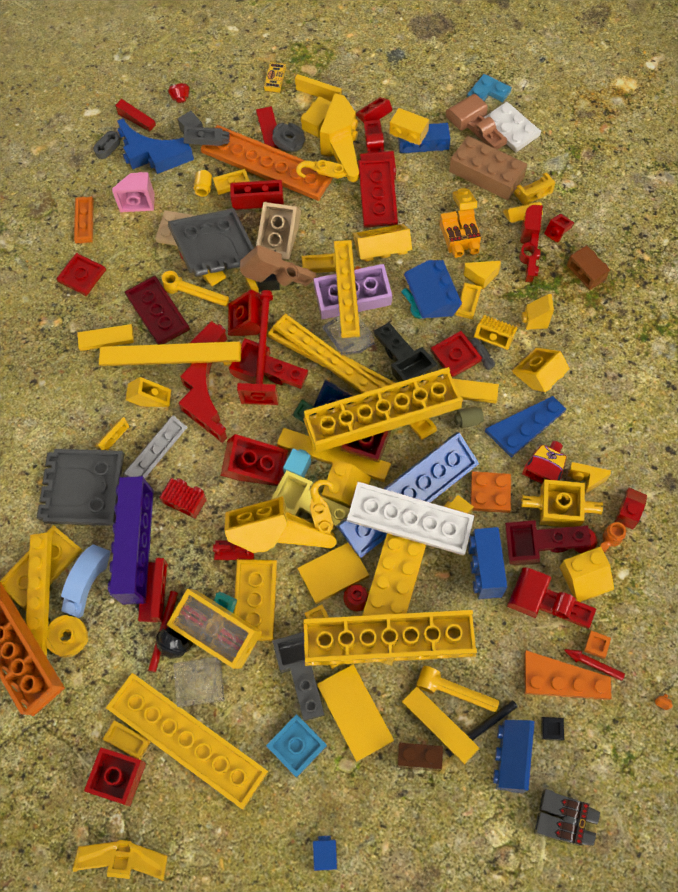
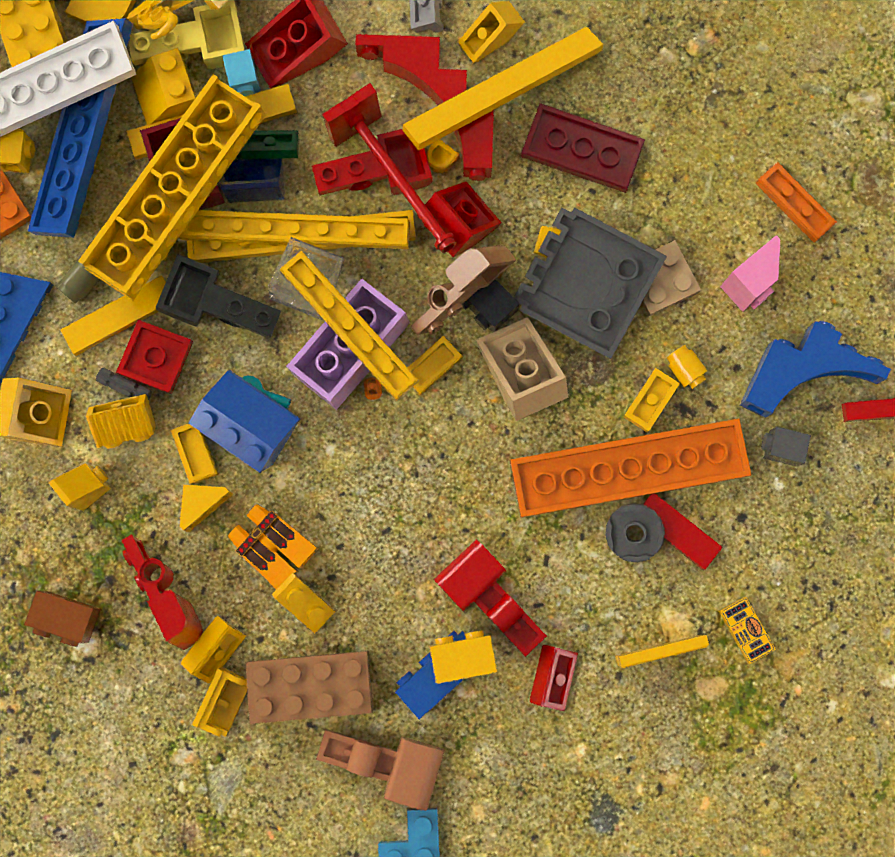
camera: 140 degrees right, 15 degrees up
(81, 274) = (724, 126): red tile -> none
(105, 337) = (612, 67): yellow tile -> none
(106, 145) = (882, 332): dark grey beam -> none
(179, 92) = (855, 491): red cone -> none
(179, 285) = (553, 205): yellow axle -> none
(205, 136) = (744, 432): dark grey hinge -> none
(253, 194) = (593, 397): red brick -> none
(315, 115) = (622, 599): yellow brick -> none
(337, 140) = (558, 573): yellow slope -> none
(378, 192) = (433, 526): red tile -> none
(383, 242) = (371, 455): yellow slope -> none
(514, 126) = (331, 799): white plate -> none
(557, 227) = (145, 659): red bracket -> none

